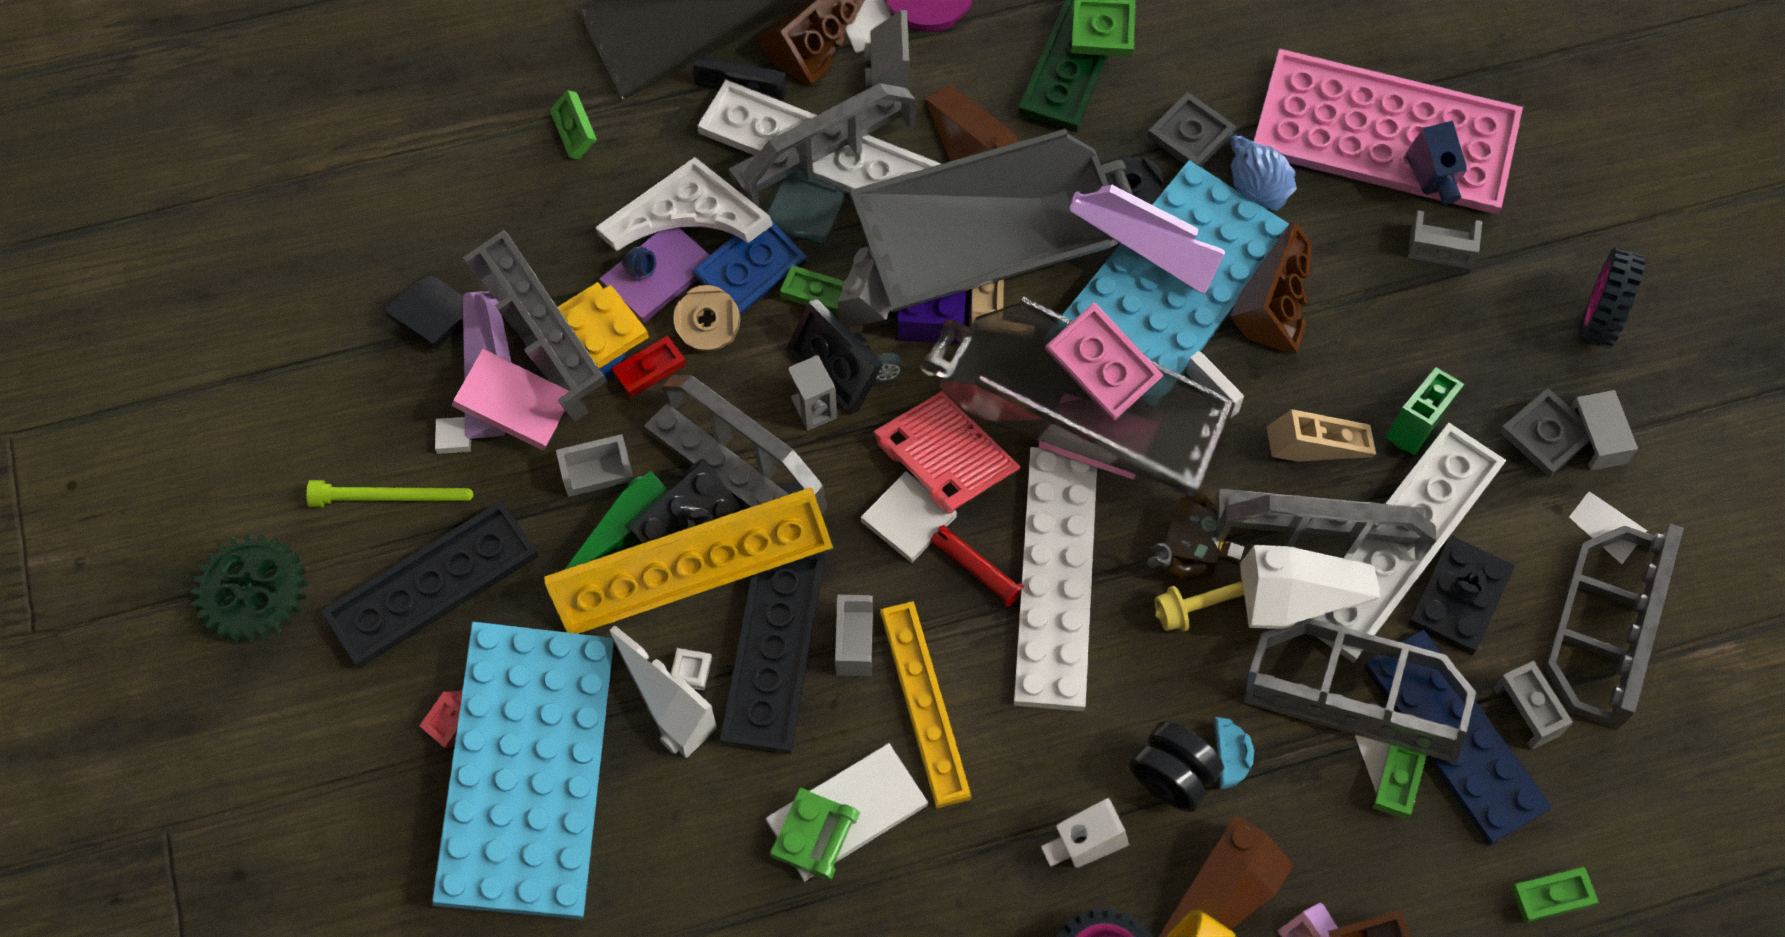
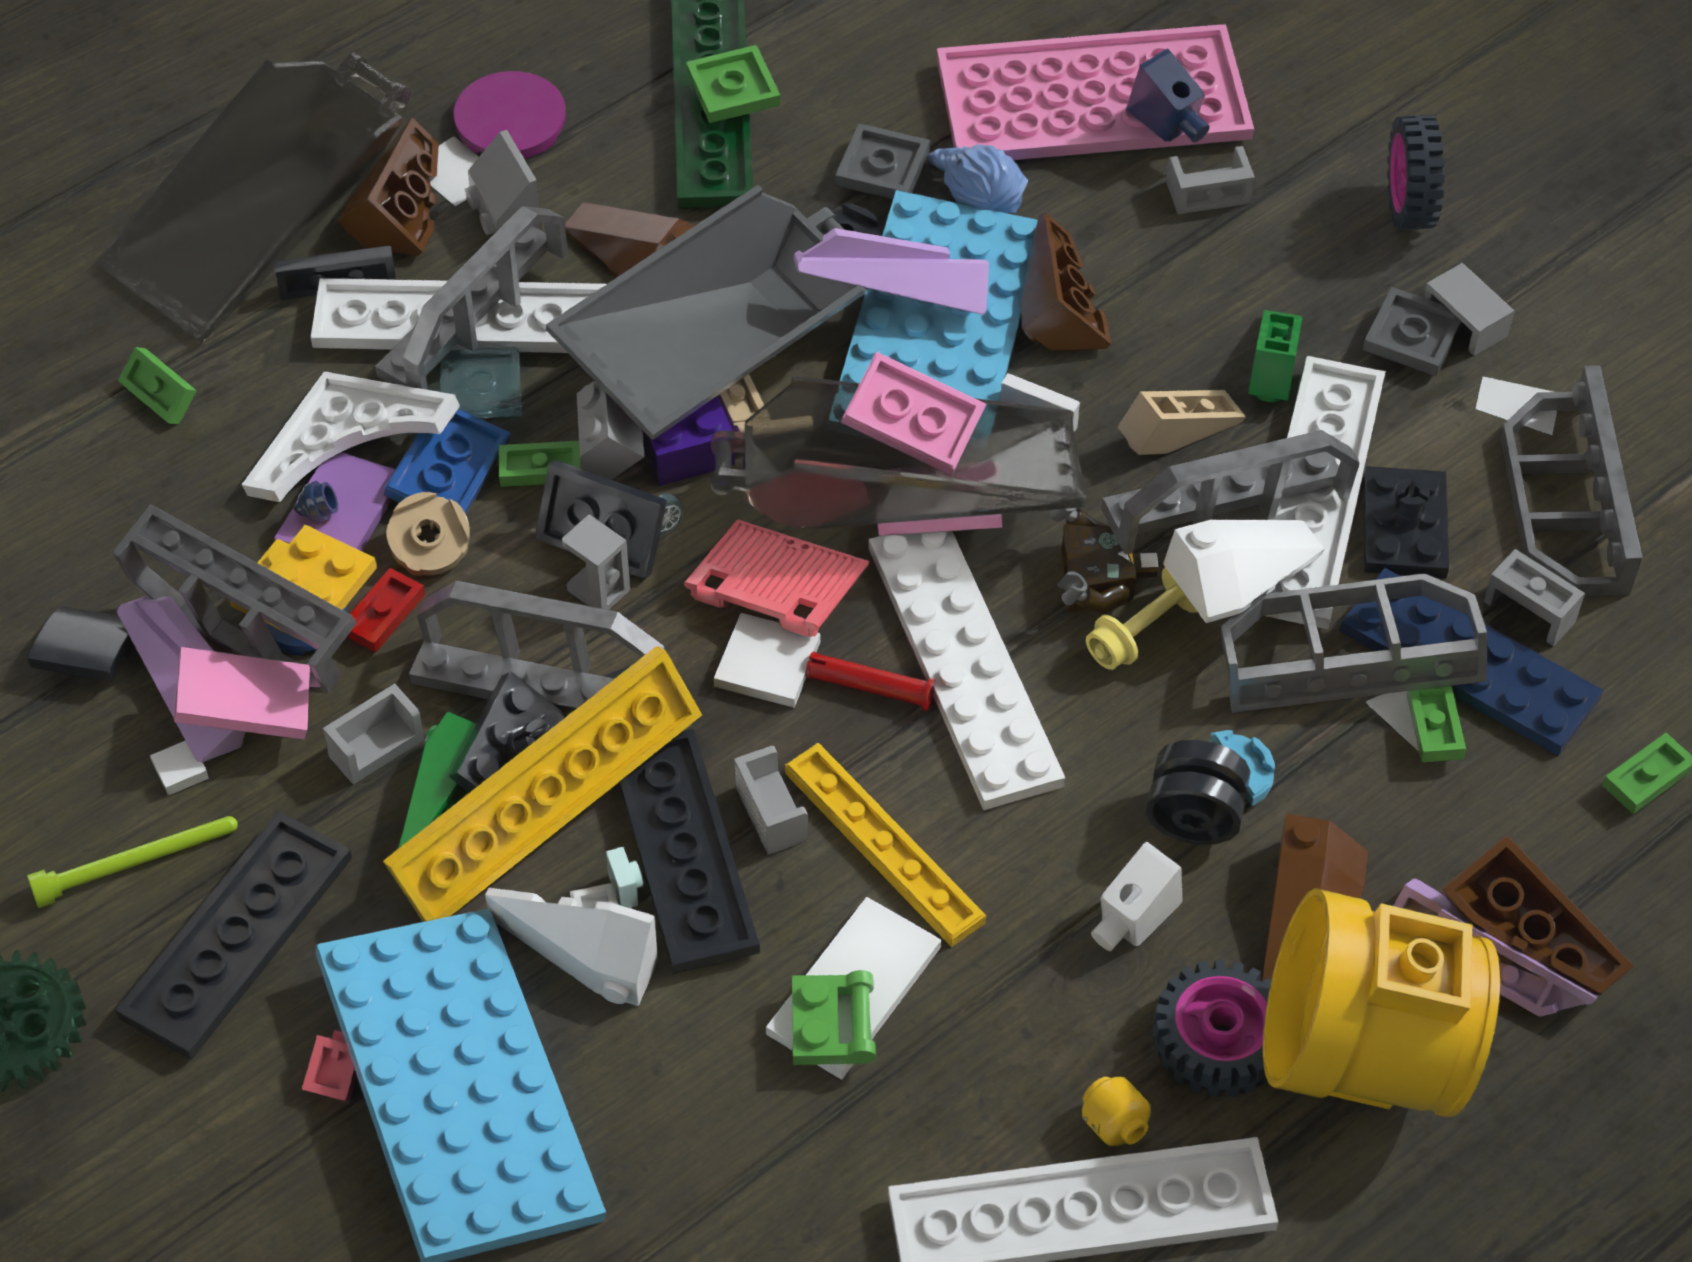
camera: 25 degrees left, 10 degrees down
(719, 654) = (624, 876): none -> light aqua plate

